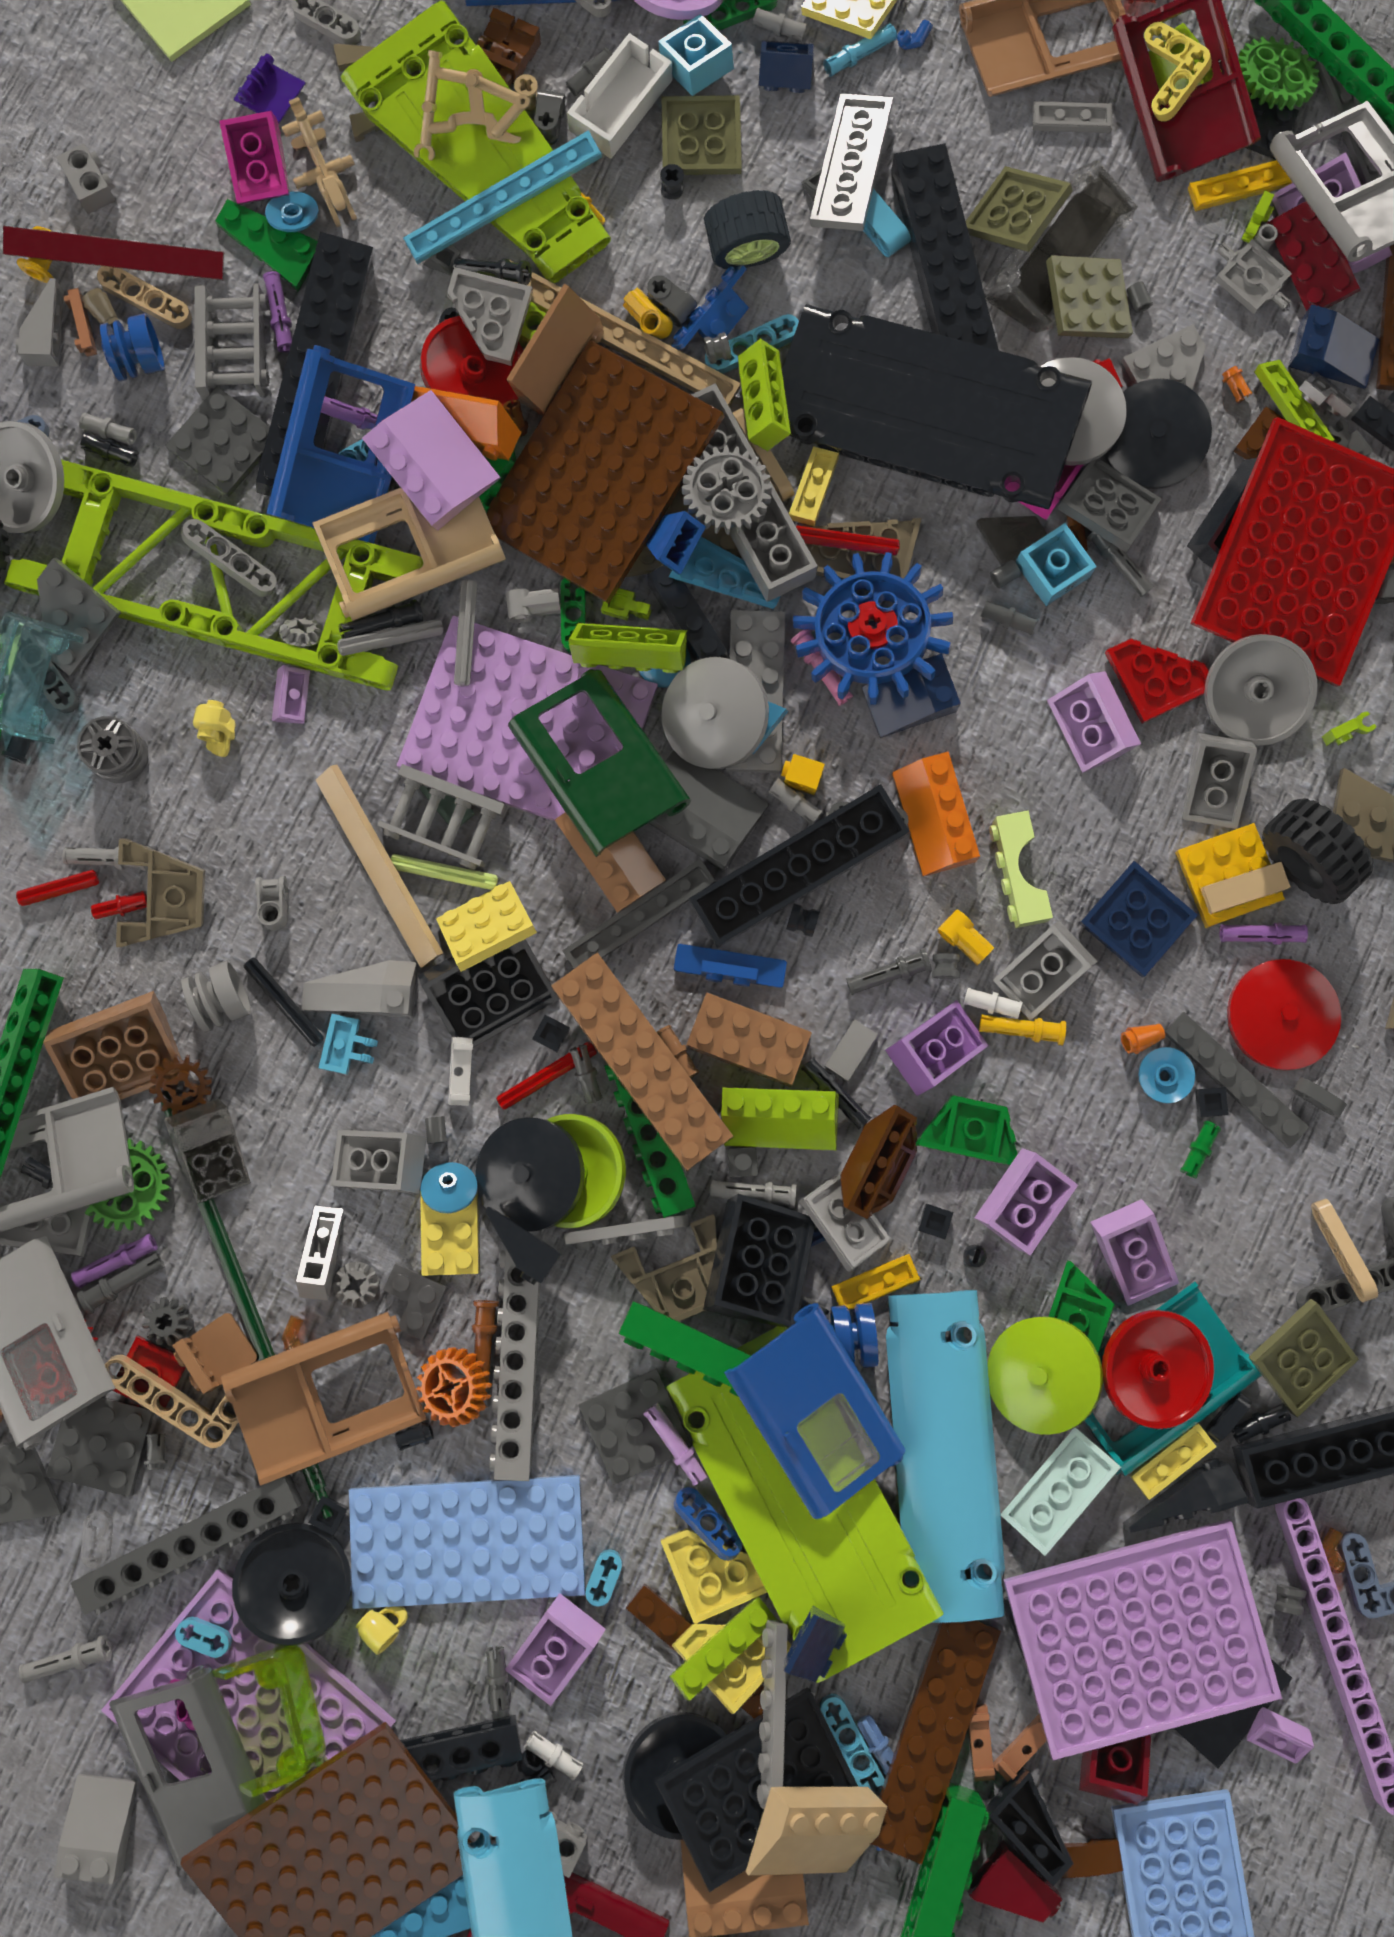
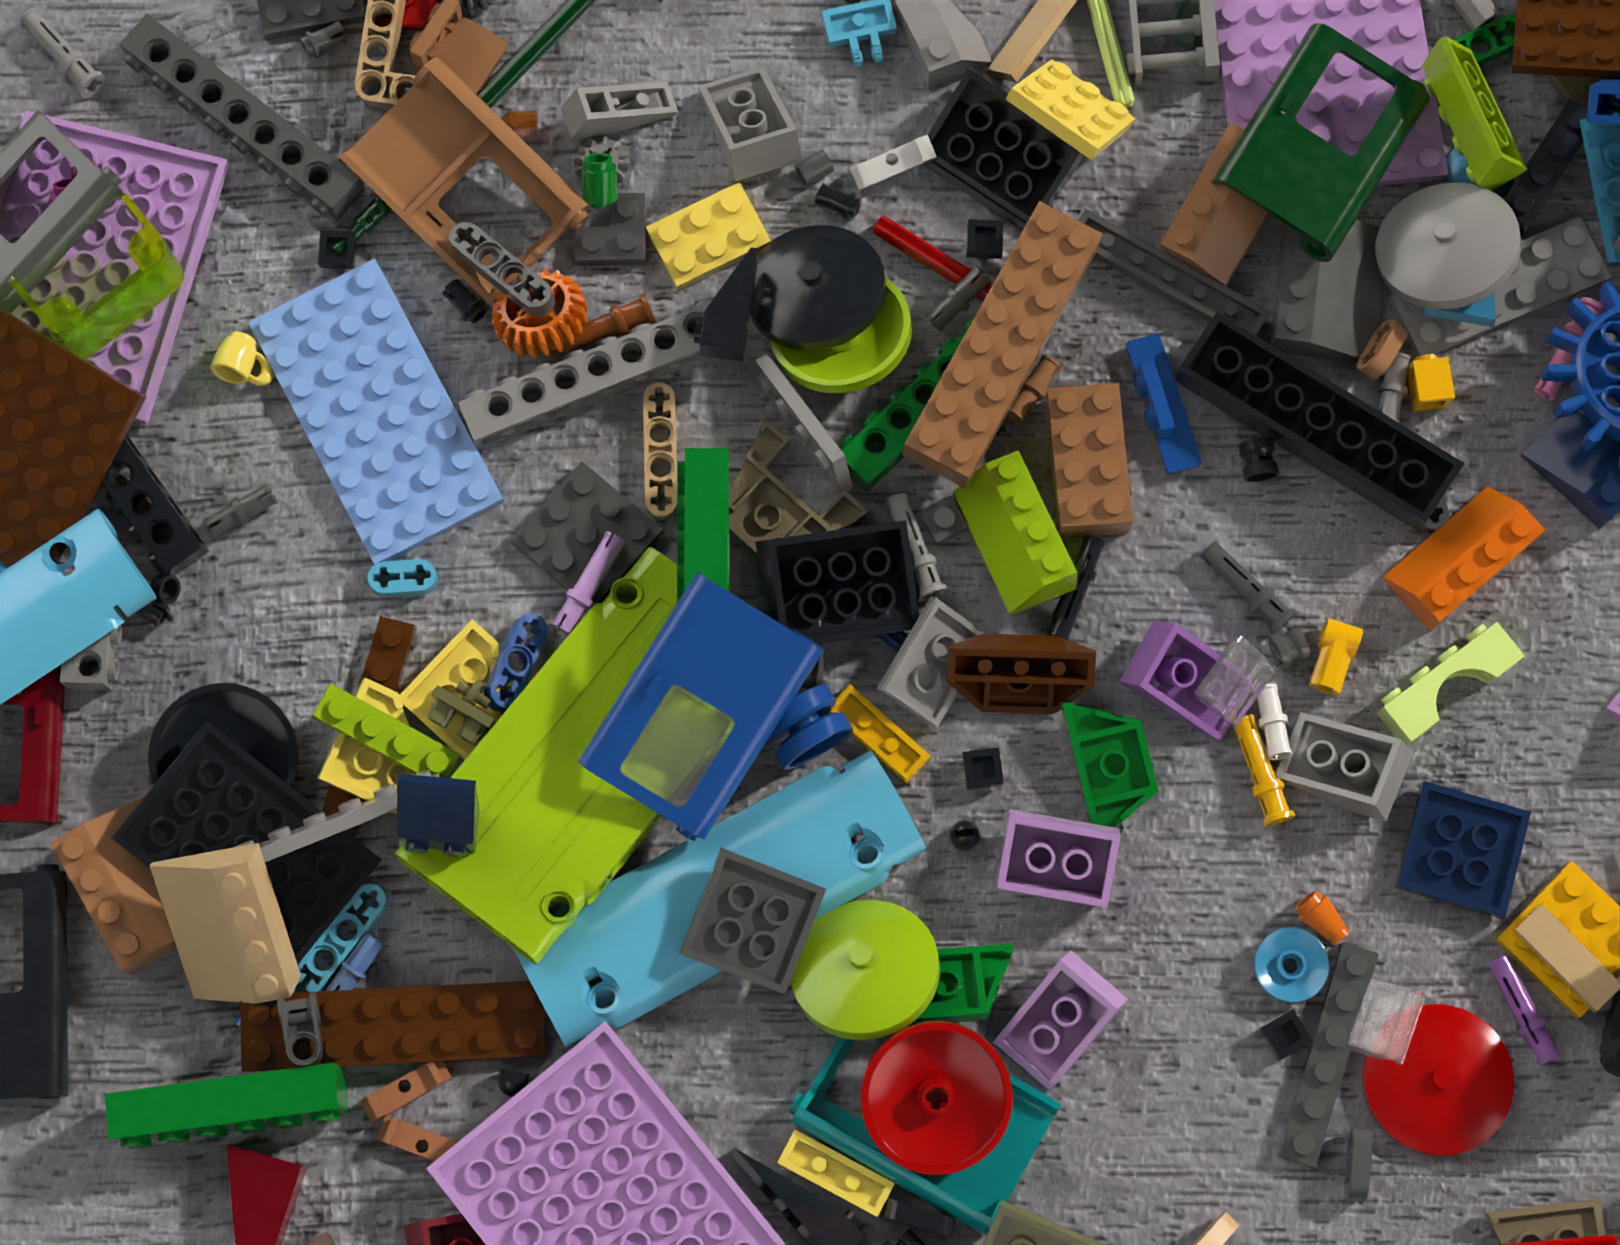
camera: 65 degrees right, 5 degrees down
(199, 1643) = (141, 176): medium azure beam -> none
(291, 1584) = (247, 242): black dish -> none
(373, 1295) = (599, 180): none -> green brick
(408, 1401) = (501, 269): none -> dark grey beam
(449, 1197) = (757, 210): dark azure dish -> none
(469, 1124) = (838, 201): none -> black pin
(553, 1755) = (183, 610): white pin -> none
(555, 1649) = (301, 558): lavender slope -> none
(594, 1347) = (660, 451): none -> tan beam
(624, 604) = (1521, 93): lime plate -> none
(719, 1589) = (448, 704): none -> olive hips
(764, 795) = (1382, 349): none -> medium nougat beam
(851, 1050) = (1134, 585): light grey tile -> none
(909, 1809) = (301, 1027): none -> dark grey piece
(956, 1016) = (1235, 680): none -> clear plate
(979, 1441) = (752, 920): none -> dark grey plate
(1009, 1662) = (512, 1082): none -> black hinge
(1027, 1824) = (336, 1181): black wedge -> none
(1060, 1491) = (739, 1050): light aqua plate -> none
(1200, 1149) = (1222, 1046): green pin -> none
(1234, 1031) = (1386, 1021): none -> clear plate

